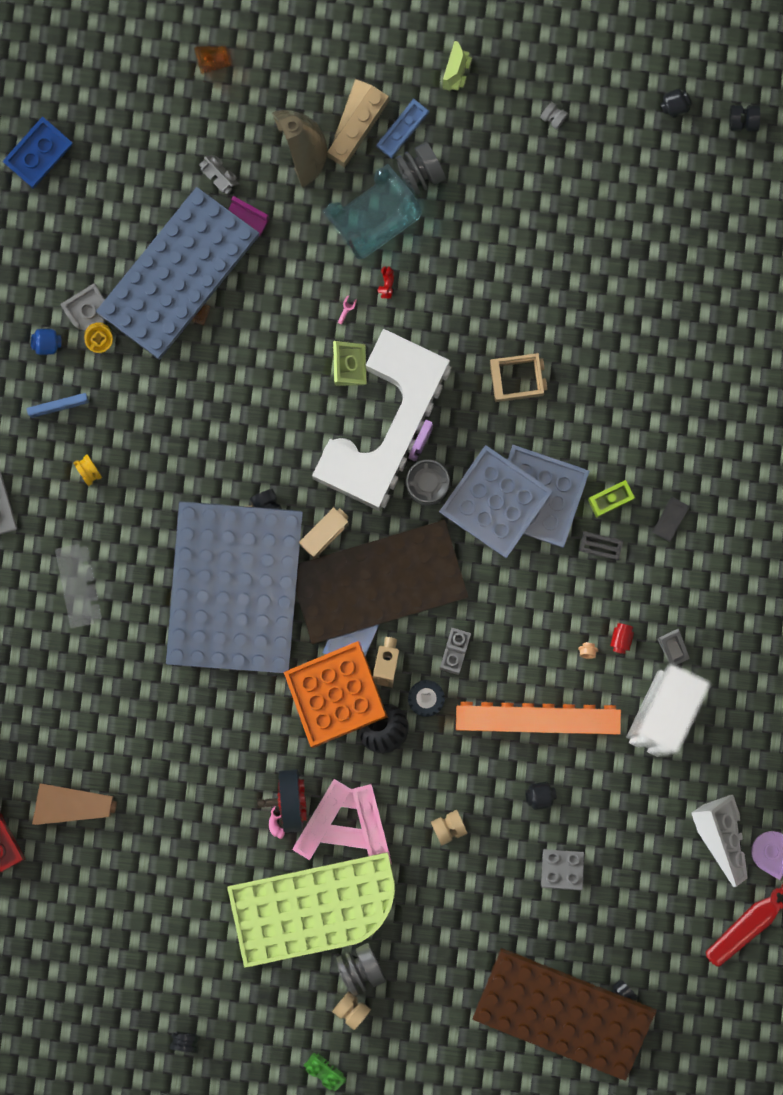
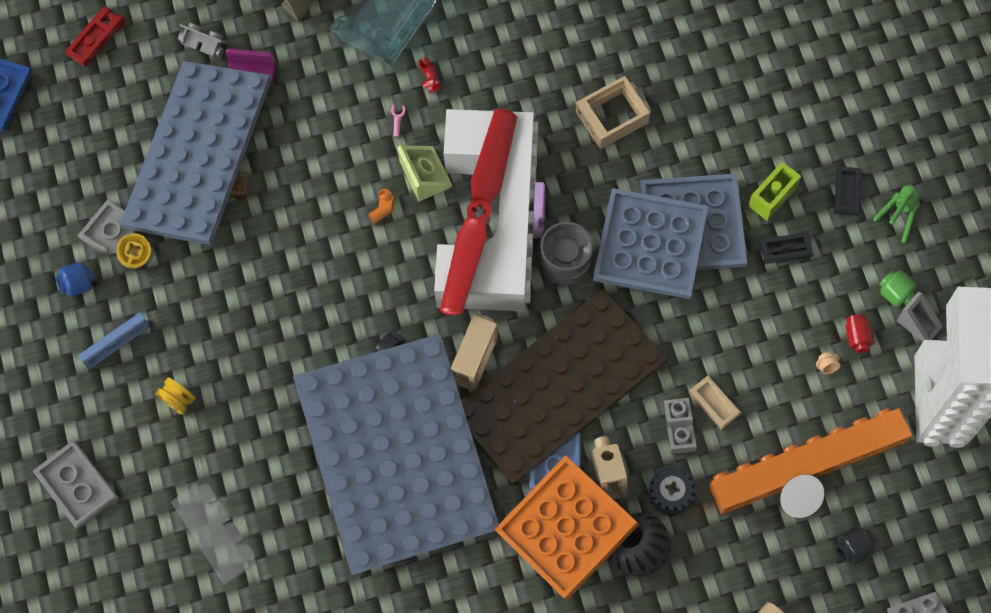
camera: 25 degrees left, 15 degrees down
(134, 134) = (94, 36): none -> red plate
(307, 380) = (385, 207): none -> orange arm
(384, 409) = (485, 187): none -> red piece
(489, 644) = (714, 402): none -> tan tile
(519, 743) = (802, 496): none -> white sticker
(668, 616) = (898, 288): none -> bright green head
(711, 548) = (905, 201): none -> bright green plant

